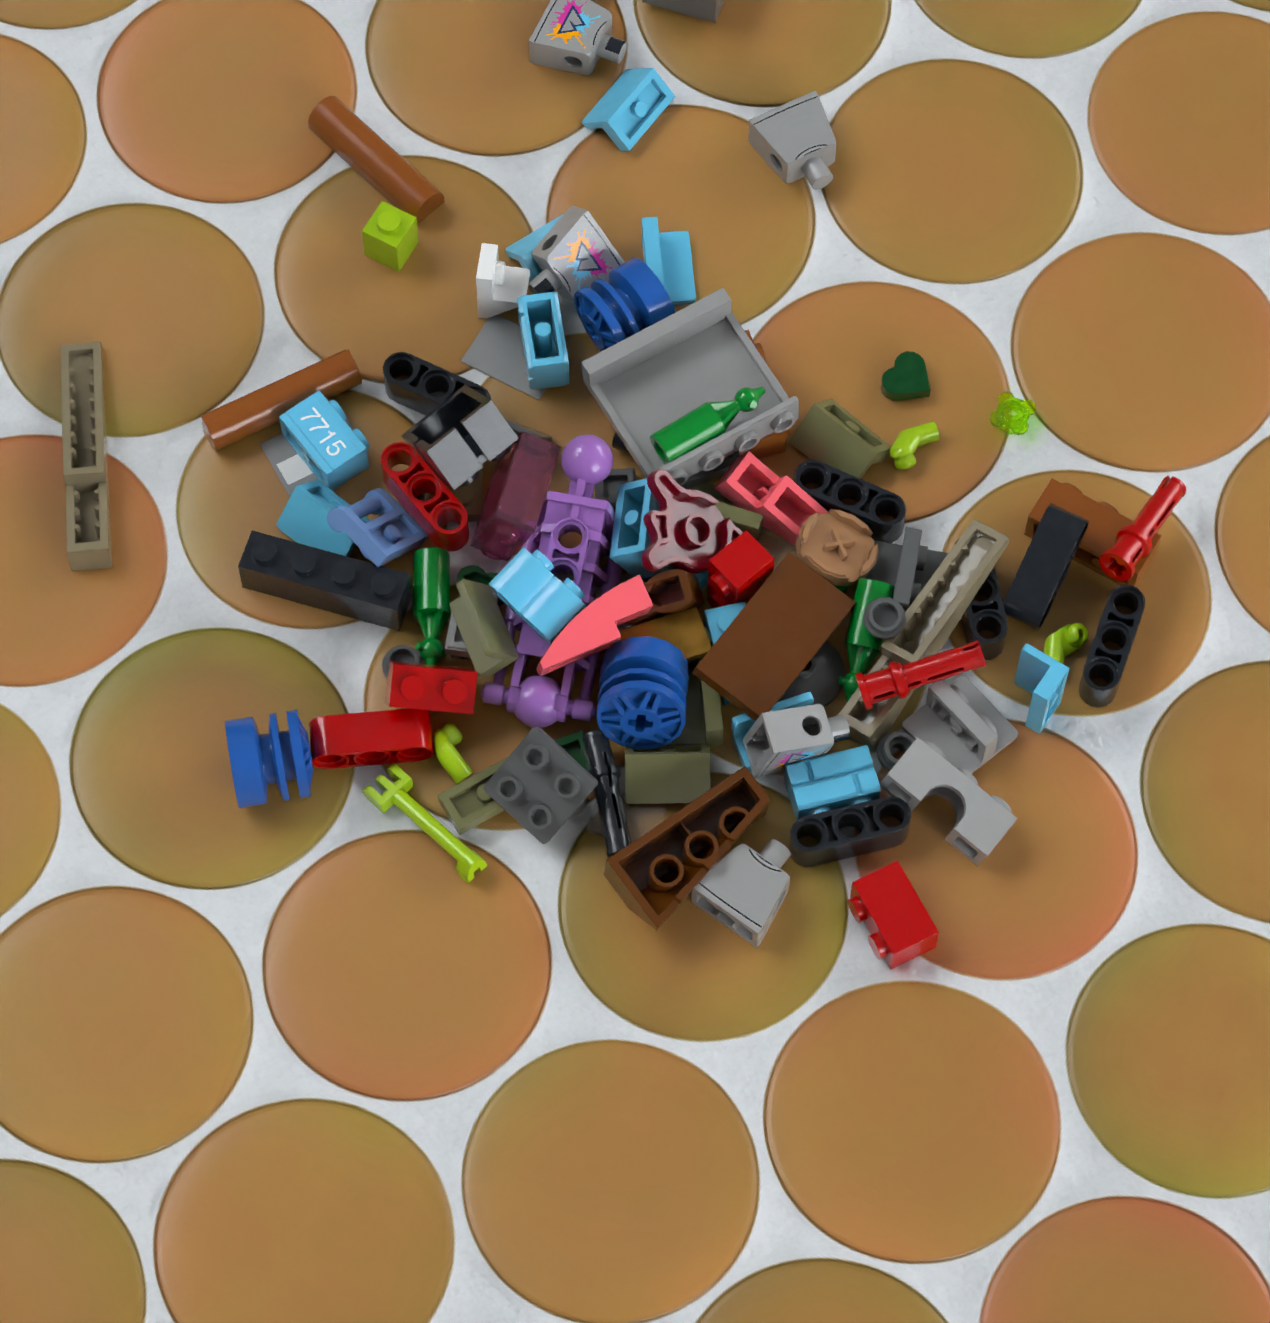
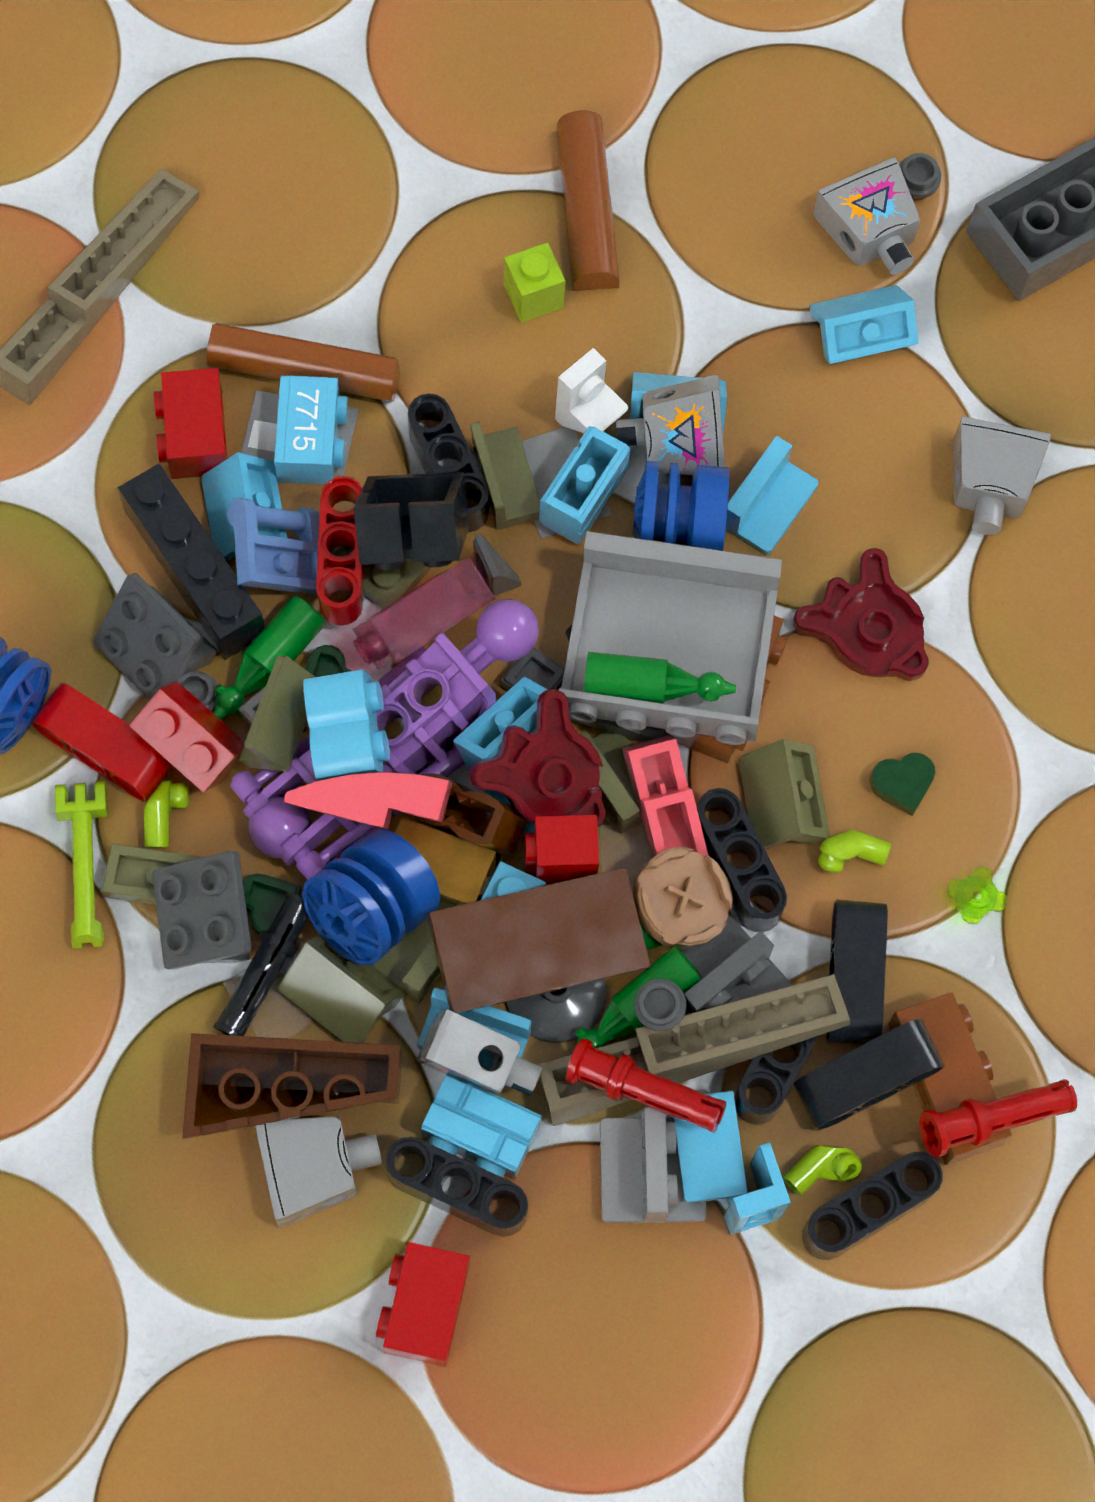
camera: 35 degrees right, 5 degrees up
(241, 492) = (192, 421): none -> red brick
(344, 649) = (150, 638): none -> dark grey bracket
(481, 368) = (507, 475): none -> olive panel
(798, 296) = (869, 624): none -> dark red tile
(892, 740) = (590, 1141): dark grey plate -> none
(968, 496) = (859, 967): none -> black beam
(979, 817) = (588, 1280): light grey arch -> none
(994, 691) = (712, 1161): none -> medium azure panel

